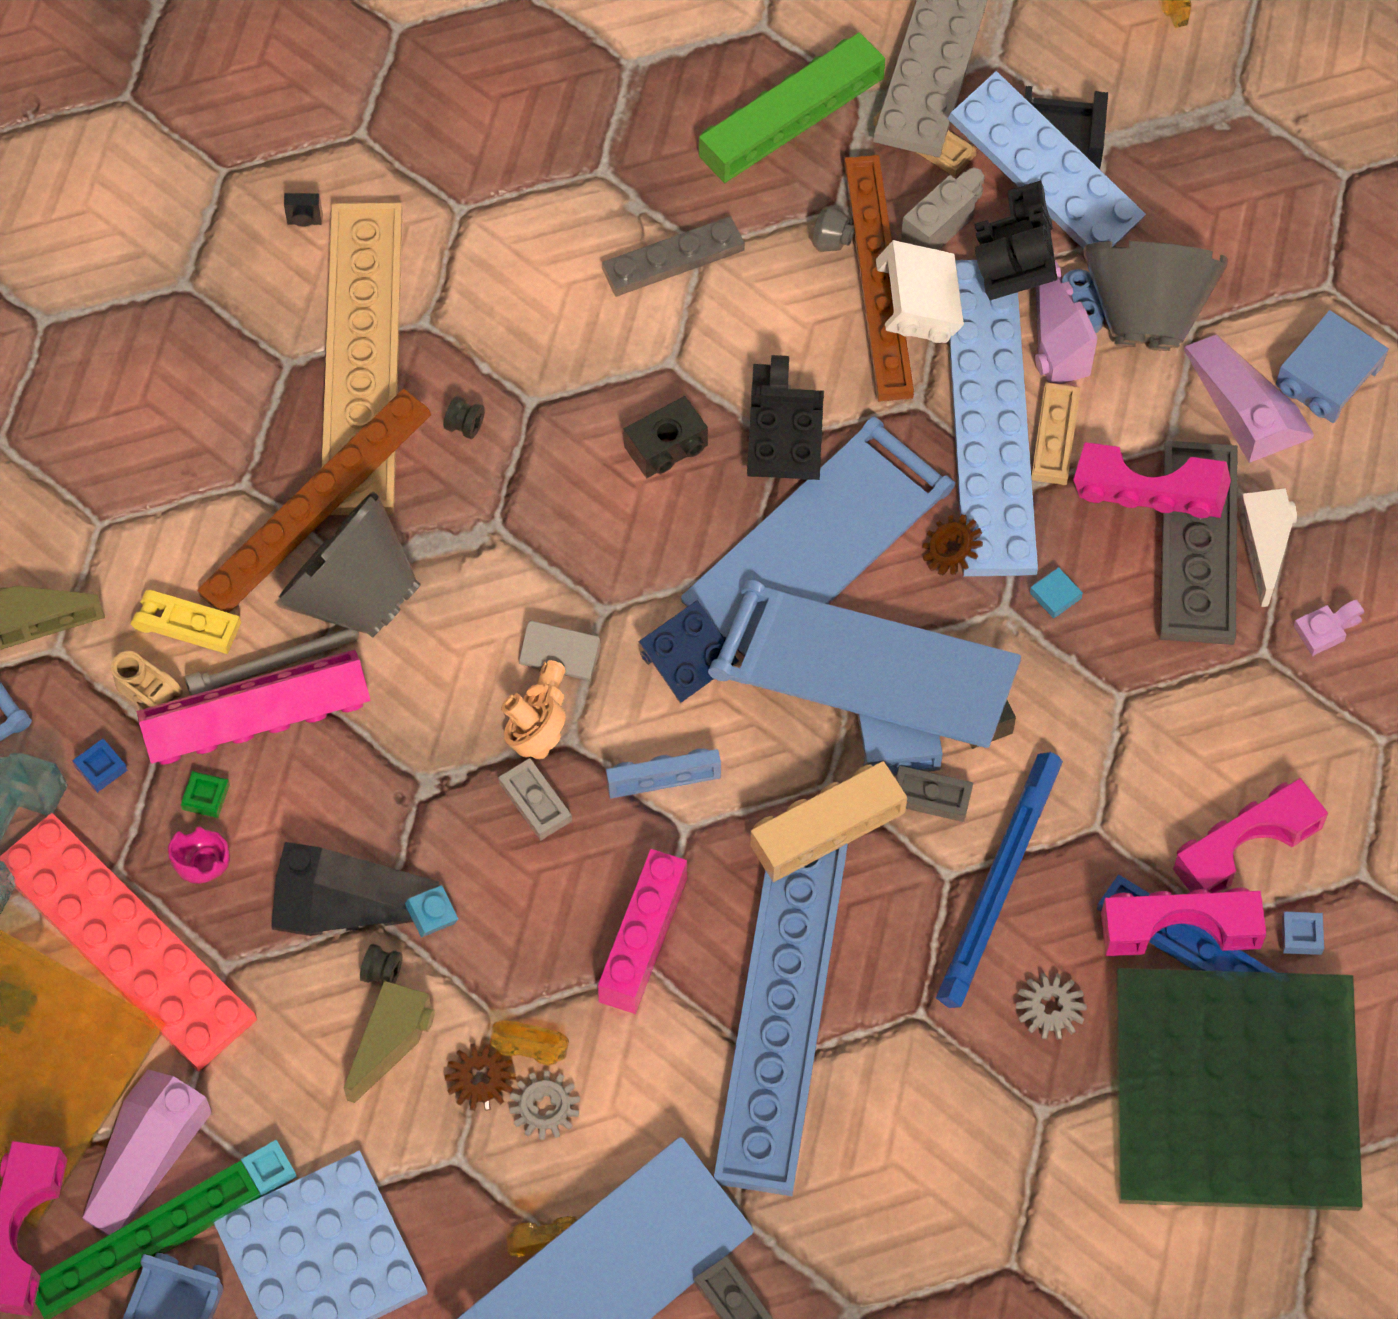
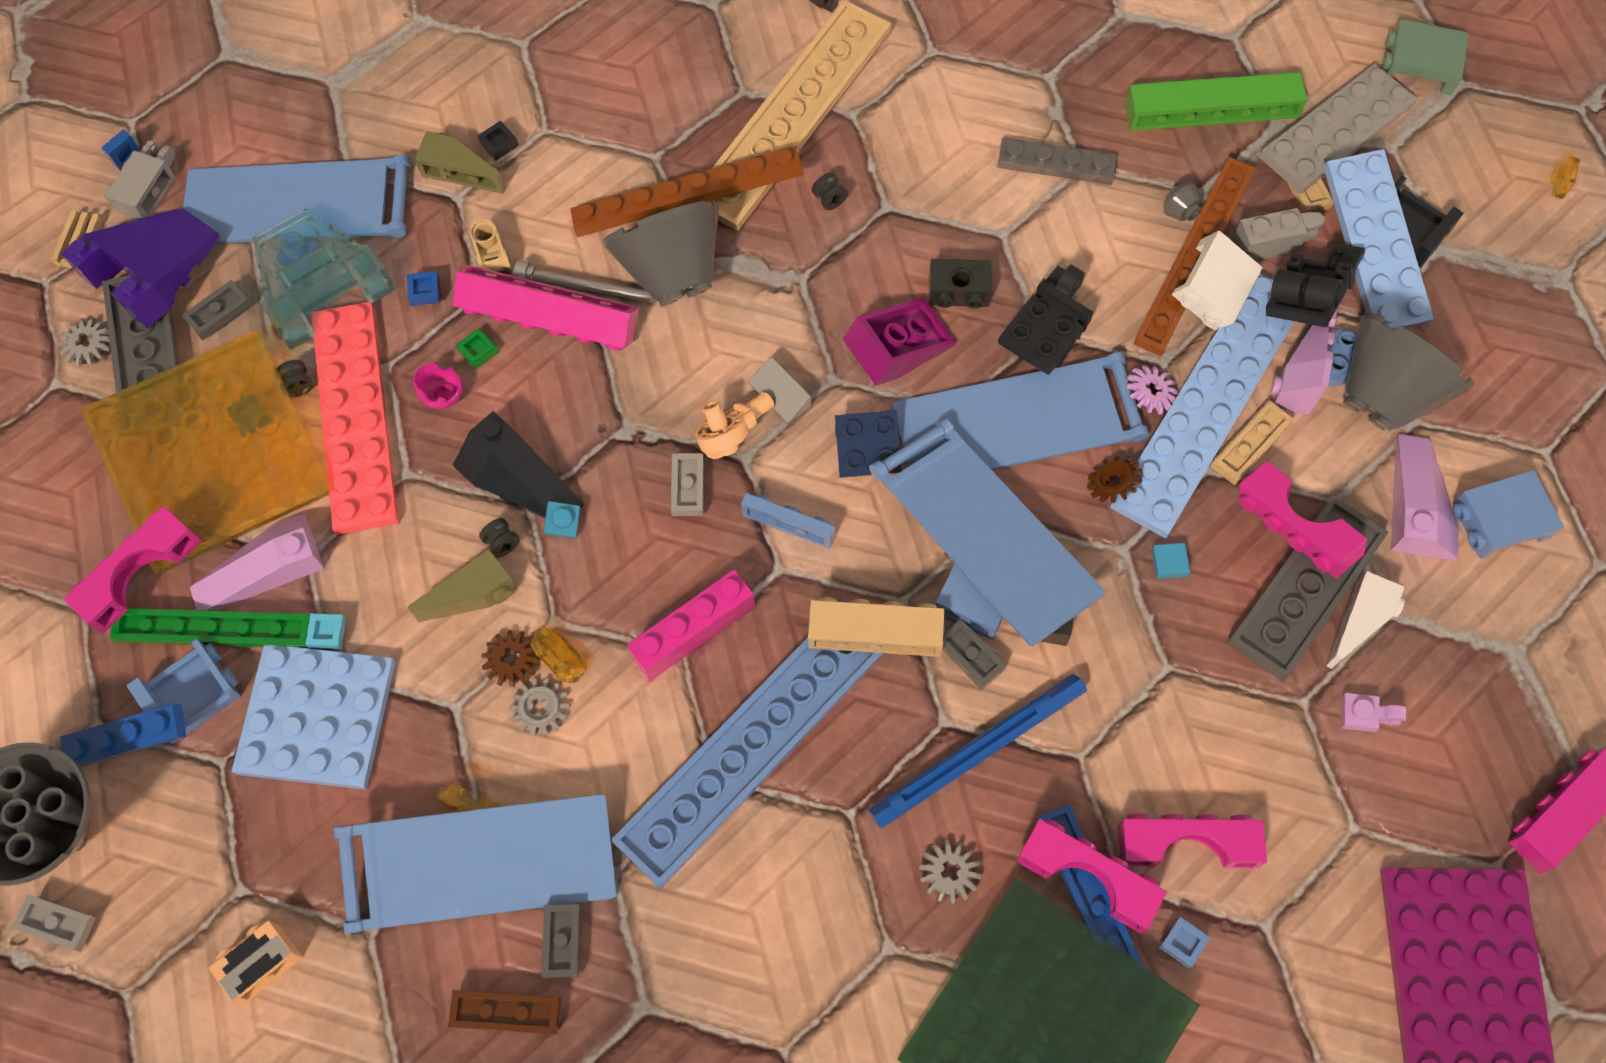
camera: 35 degrees right, 5 degrees up
(34, 936) = (295, 378): none -> pearl dark grey wheel
(60, 563) = (498, 140): none -> black plate
(187, 621) = (549, 226): light yellow plate -> none
(643, 531) = (897, 339): none -> magenta slope
(912, 432) = (1143, 394): none -> lavender gear

